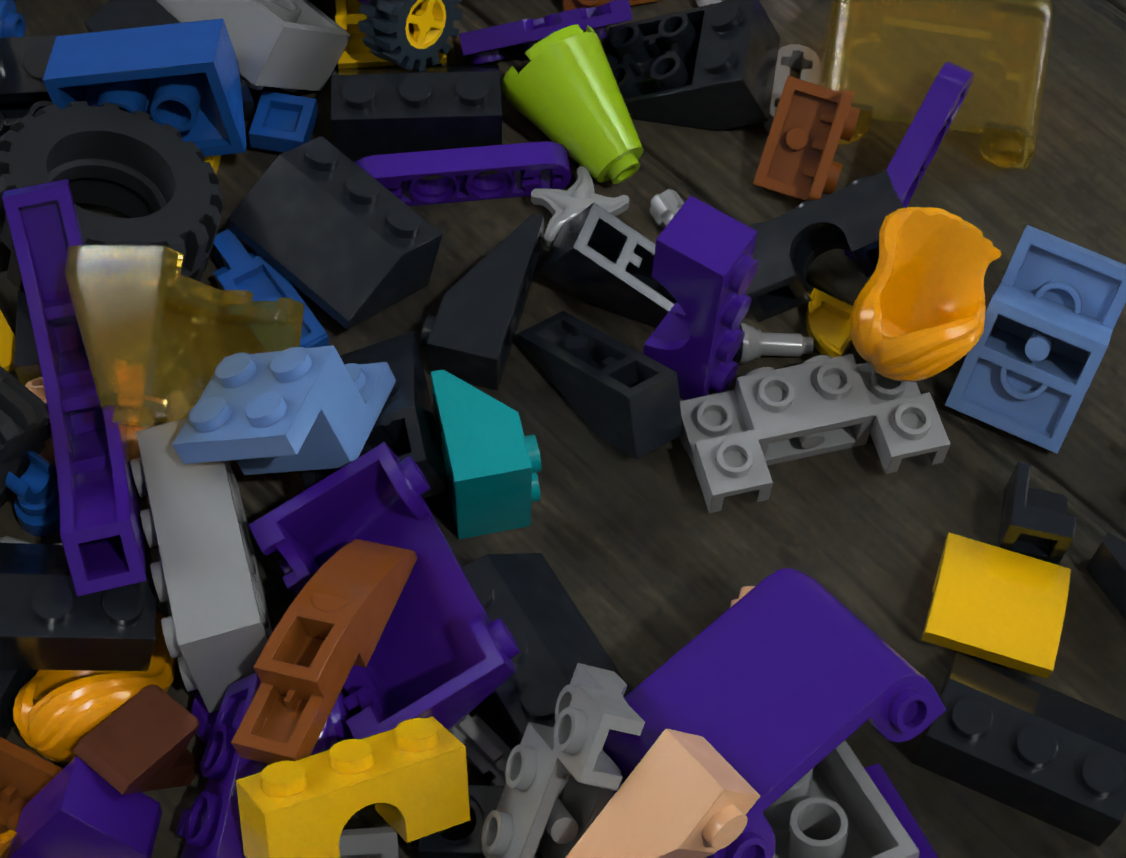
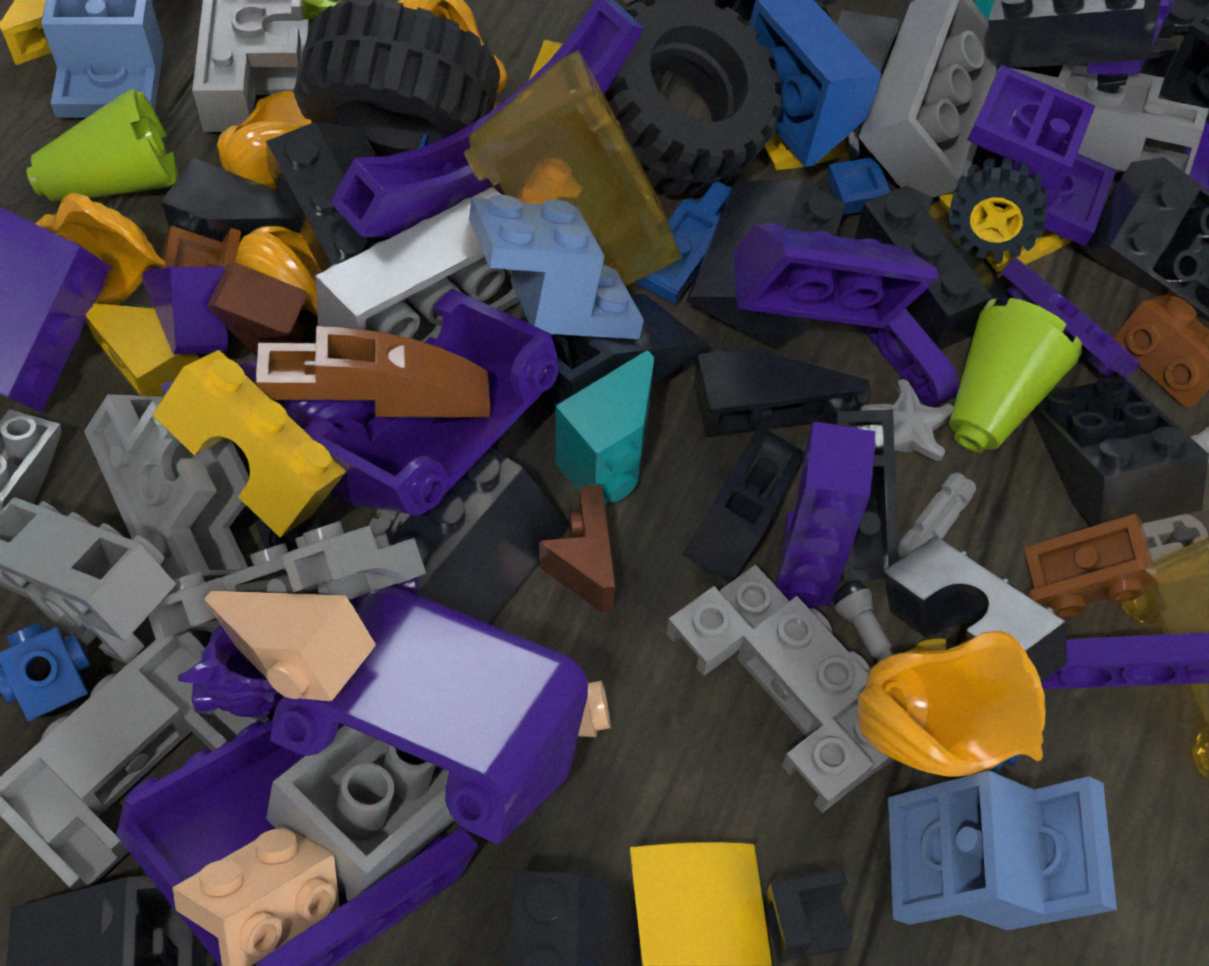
camera: 65 degrees right, 0 degrees up
(423, 179) = (827, 276): none -> dark purple slope
(606, 544) = (585, 558): none -> copper slope

